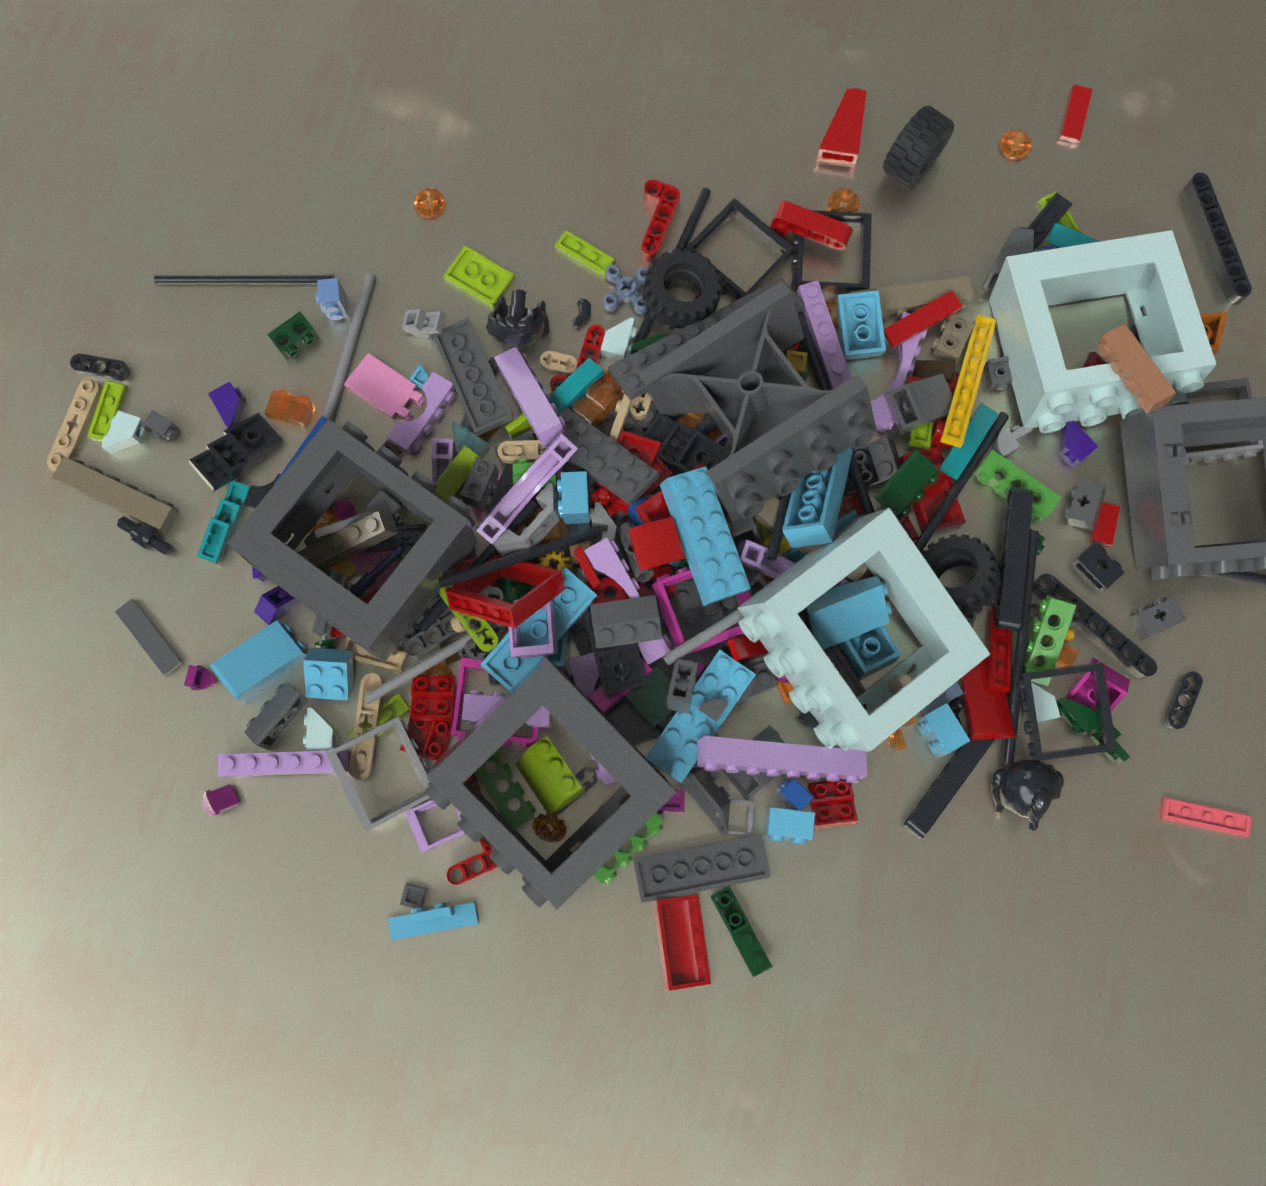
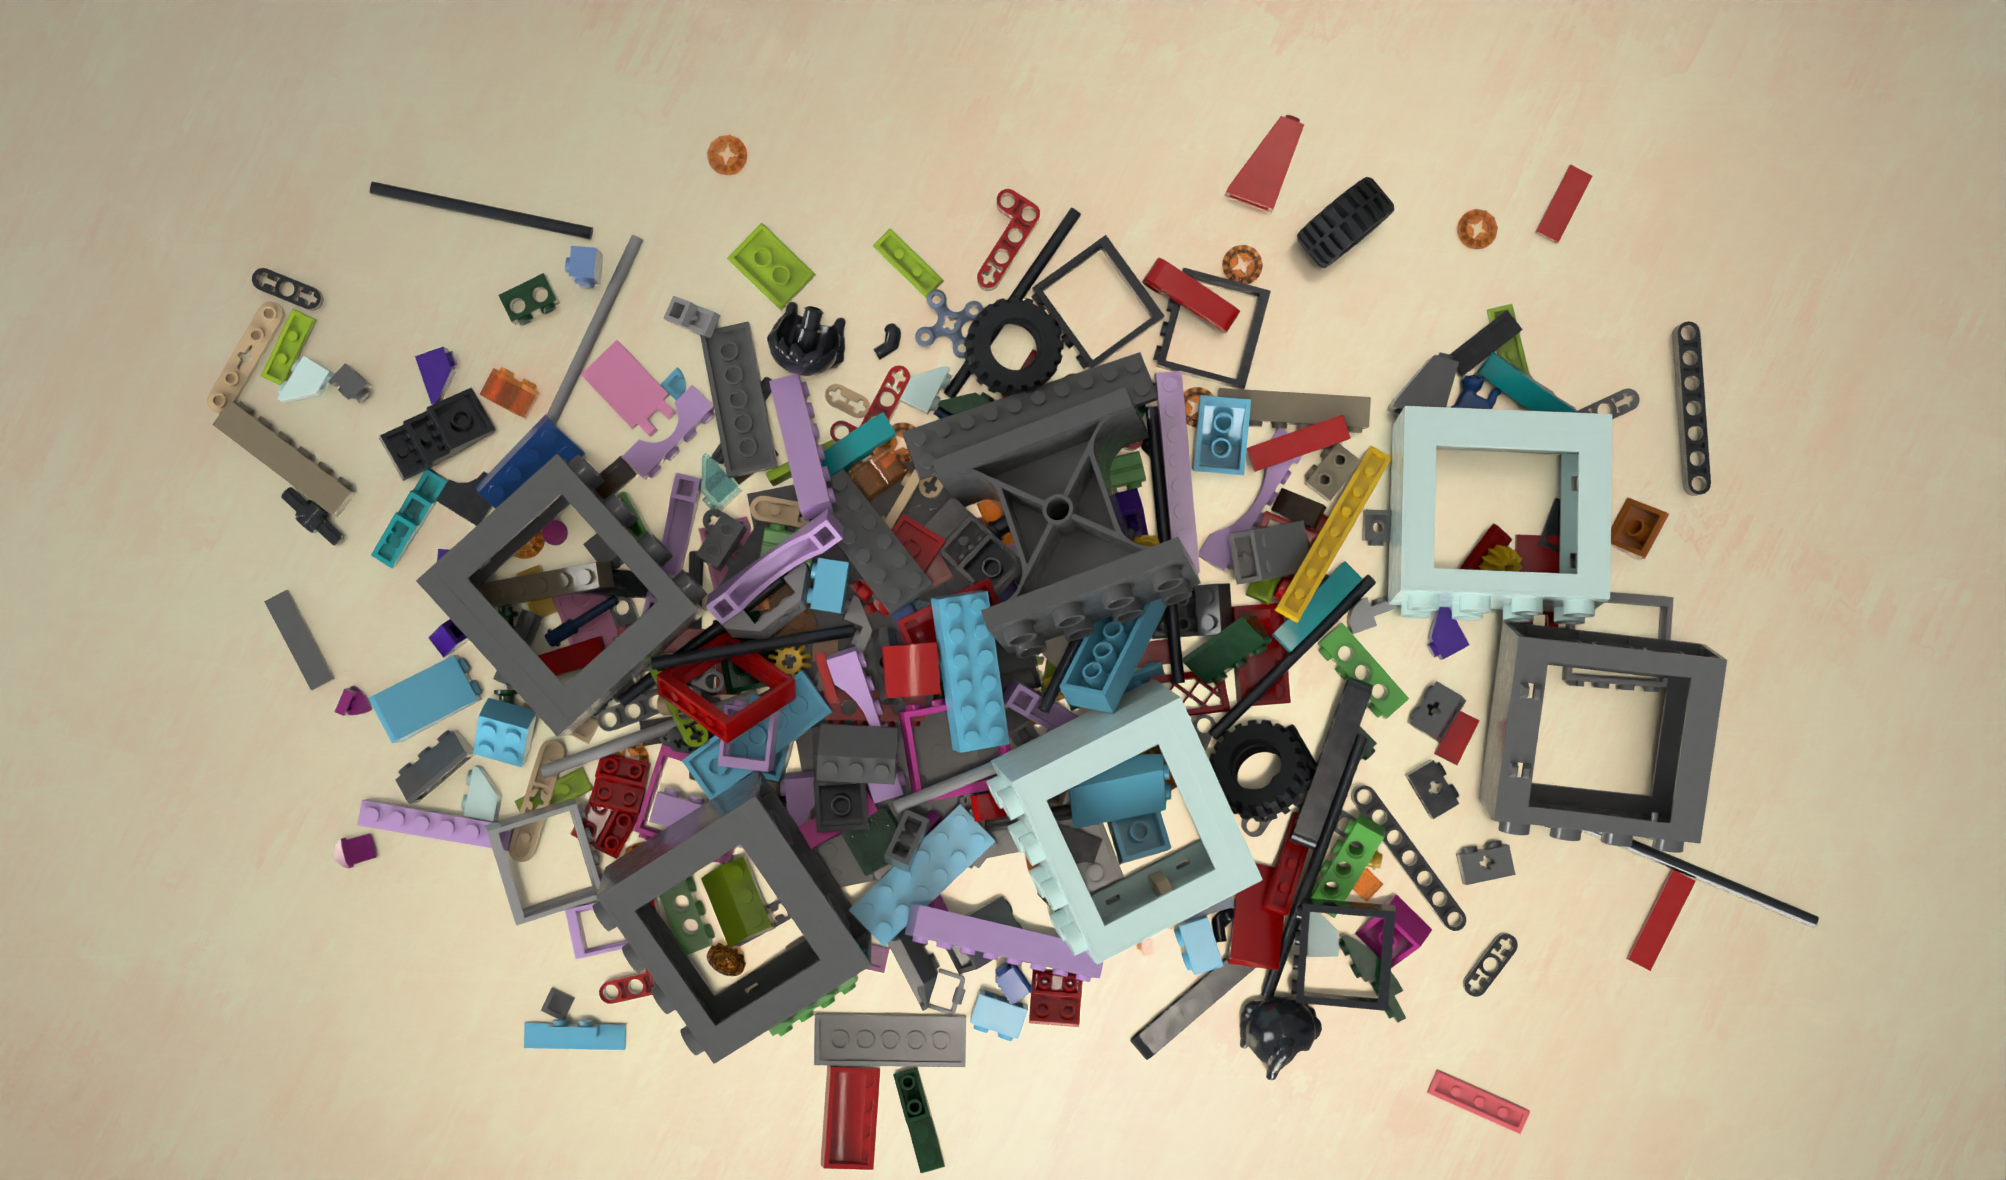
camera: 10 degrees right, 10 degrees up
(323, 532) = (545, 562): light grey tile -> none
(455, 473) = (693, 523): lime tile -> none
(713, 708) = (937, 872): dark grey tile -> none
(798, 360) = (1132, 465): yellow tile -> none
(1135, 369) = (1510, 588): nougat brick -> none

